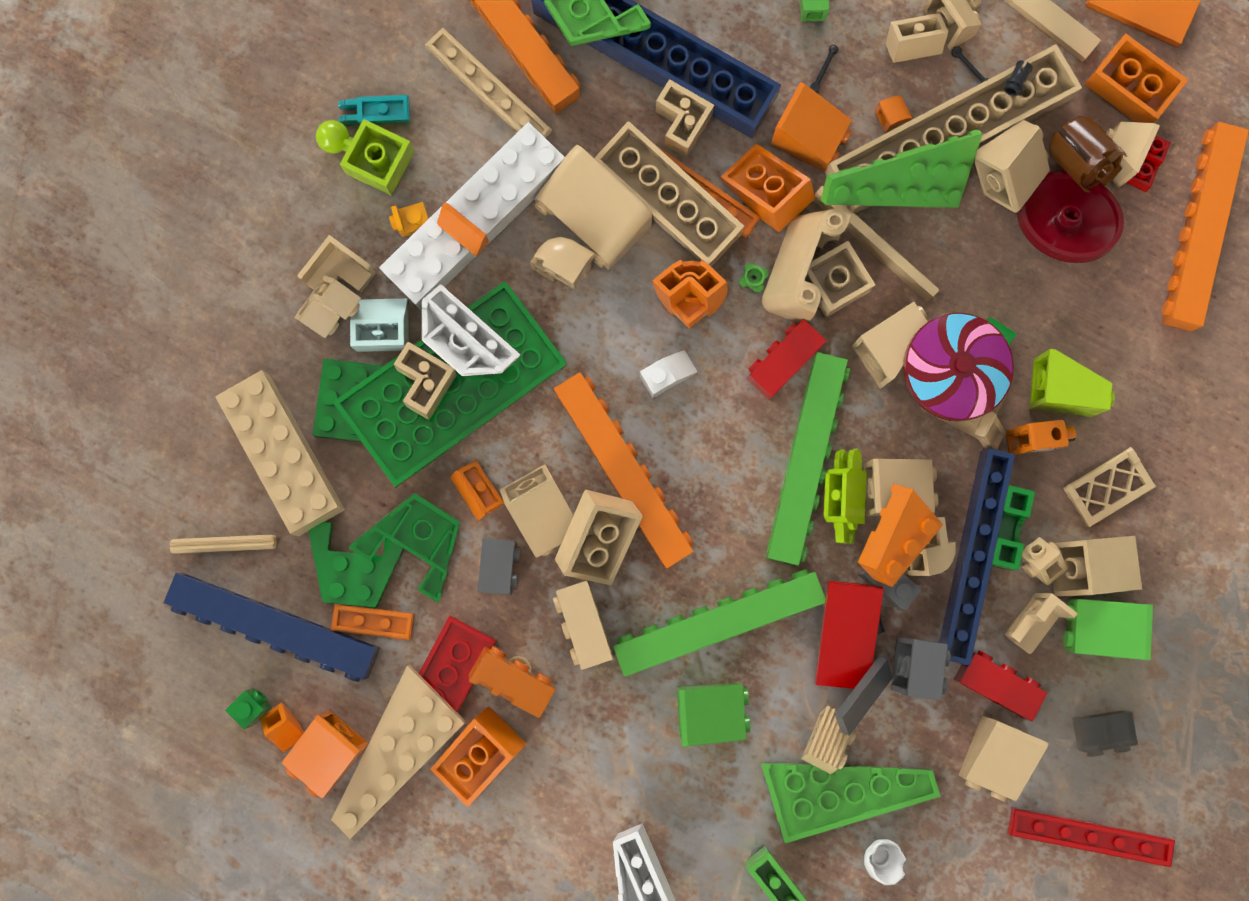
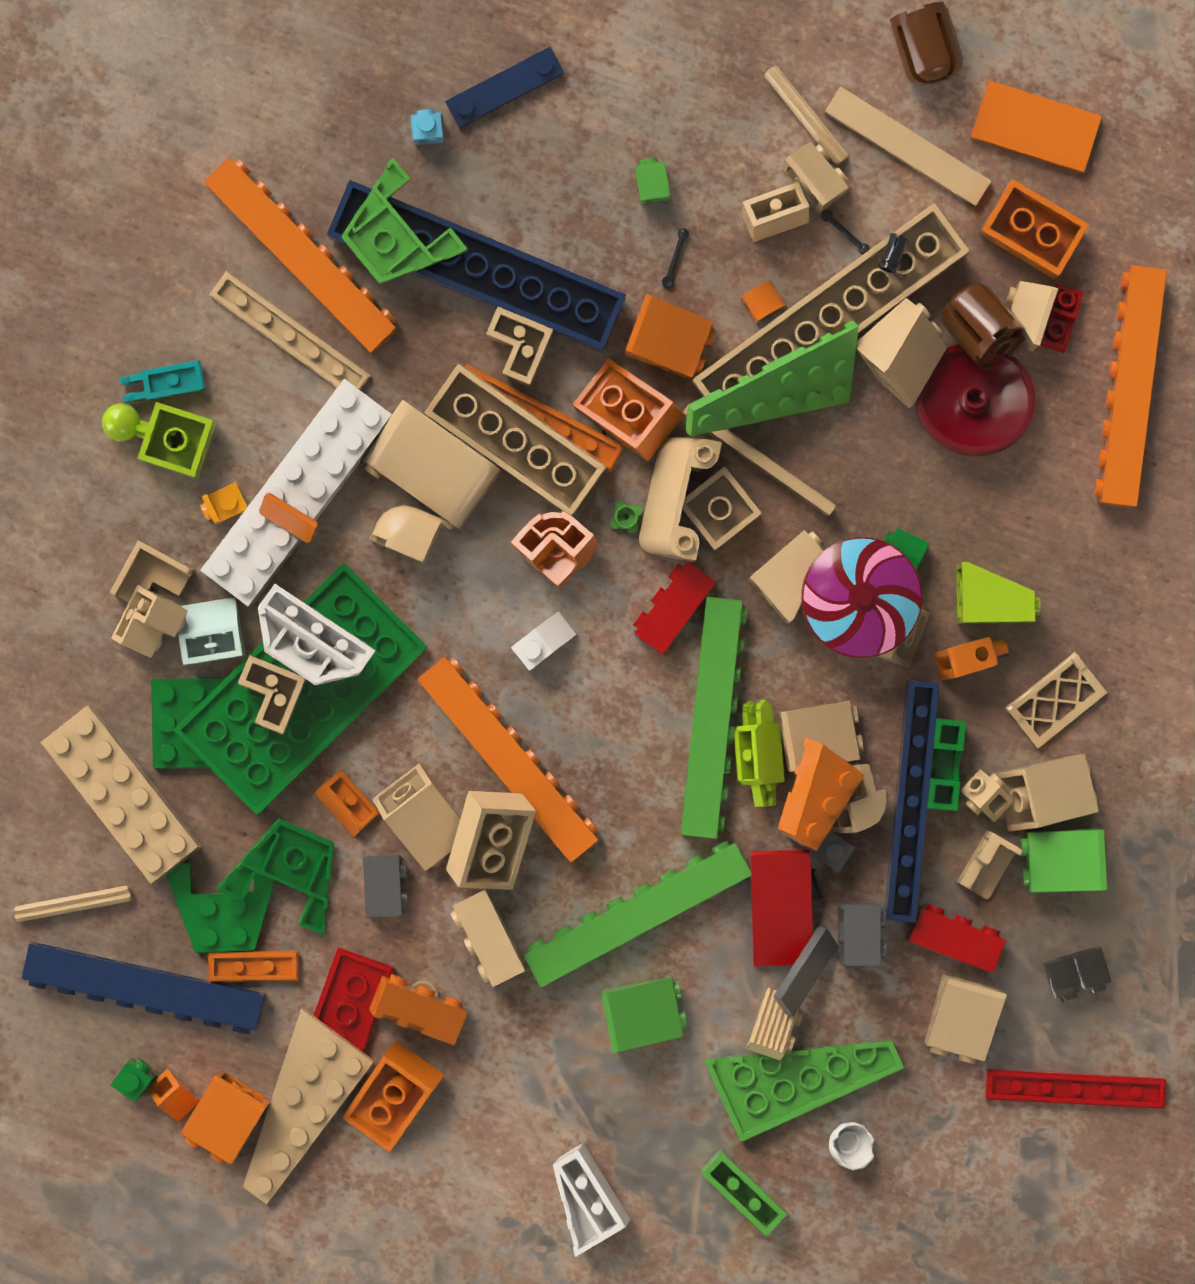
camera: 10 degrees left, 5 degrees up
(990, 431) = (911, 660): tan tile -> none

